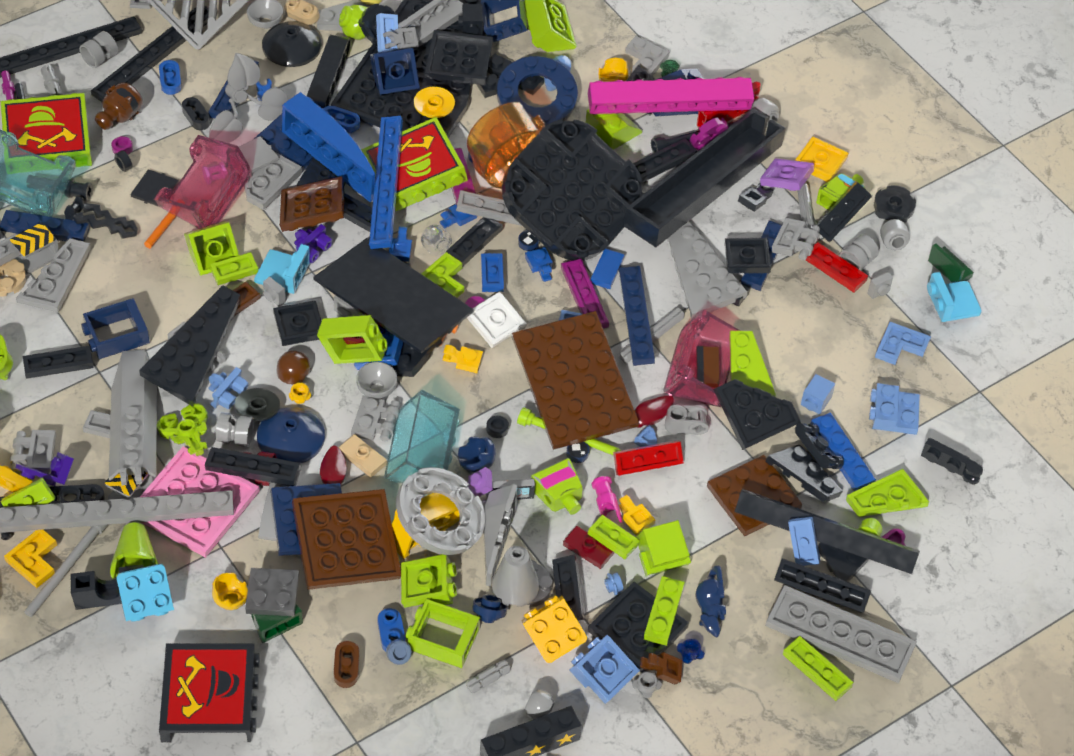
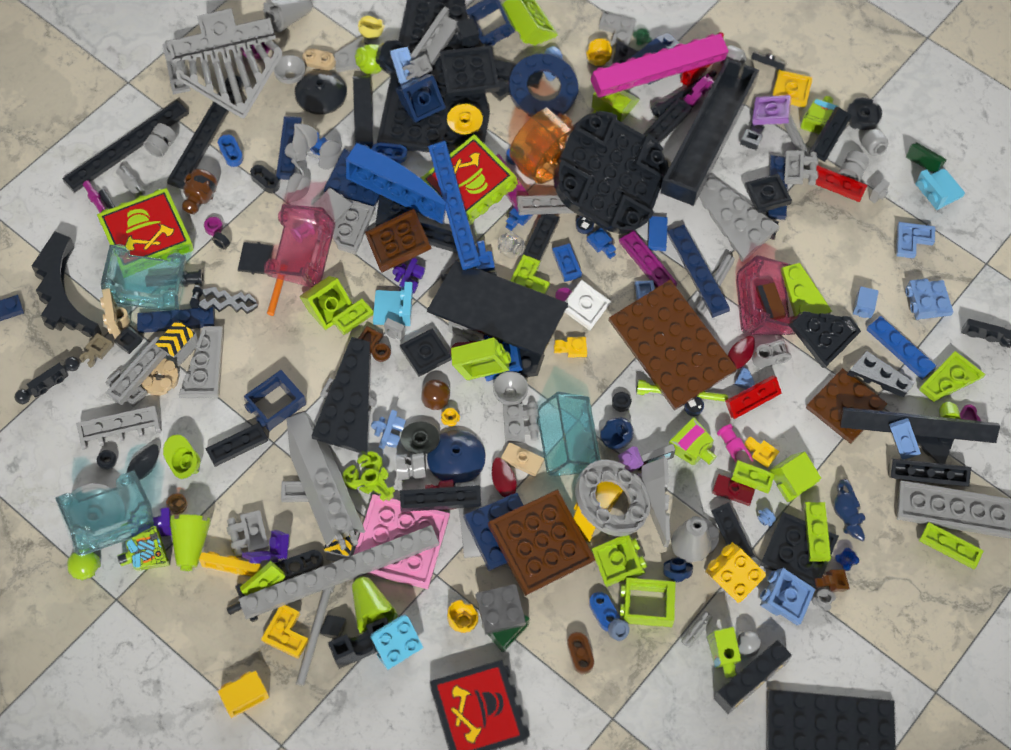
camera: 15 degrees left, 10 degrees up
(88, 563) = (333, 626): none -> black slope
(247, 308) = (381, 347): none -> reddish brown plate
(508, 700) = (725, 642): none -> lime torso
(805, 124) = (769, 59): none -> black plate
(818, 446) = (883, 349): black plate -> none

